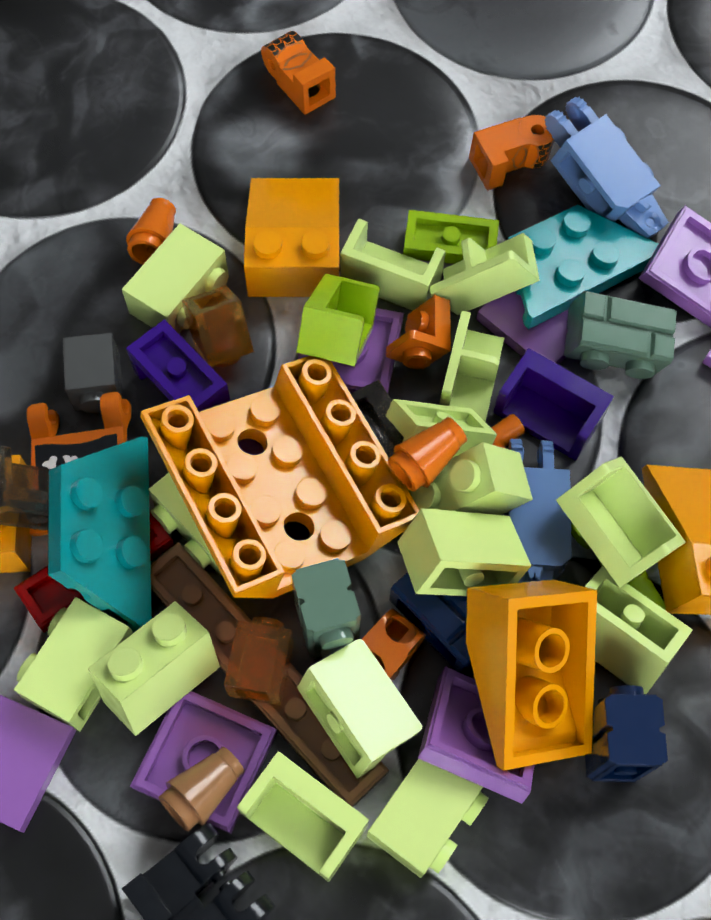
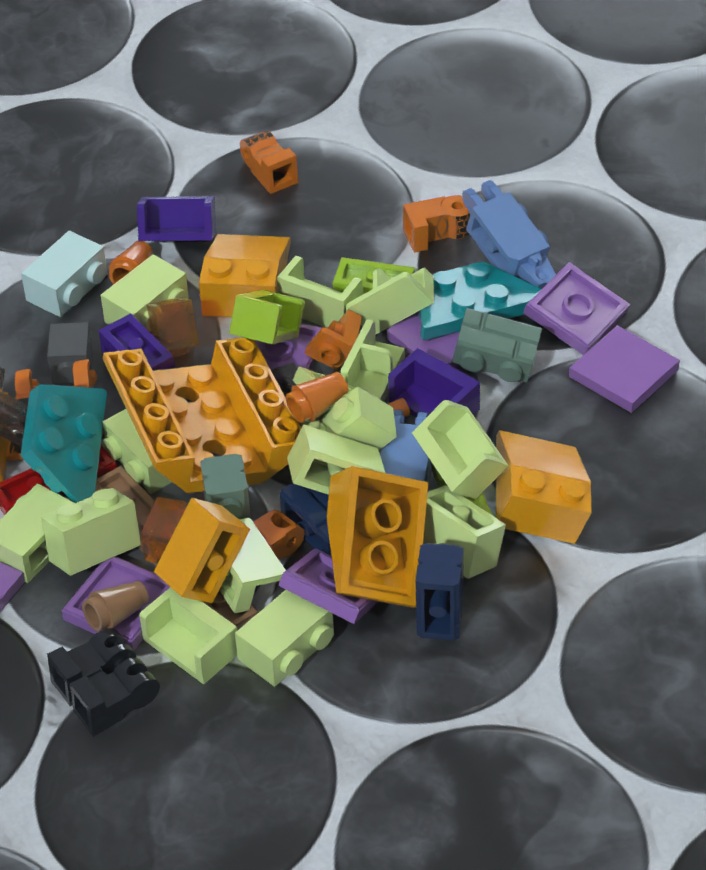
camera: 10 degrees right, 20 degrees down
(72, 250) = (64, 273): none -> light aqua brick
(200, 164) = (176, 218): none -> dark purple panel
(311, 718) = (201, 550): none -> light orange brick

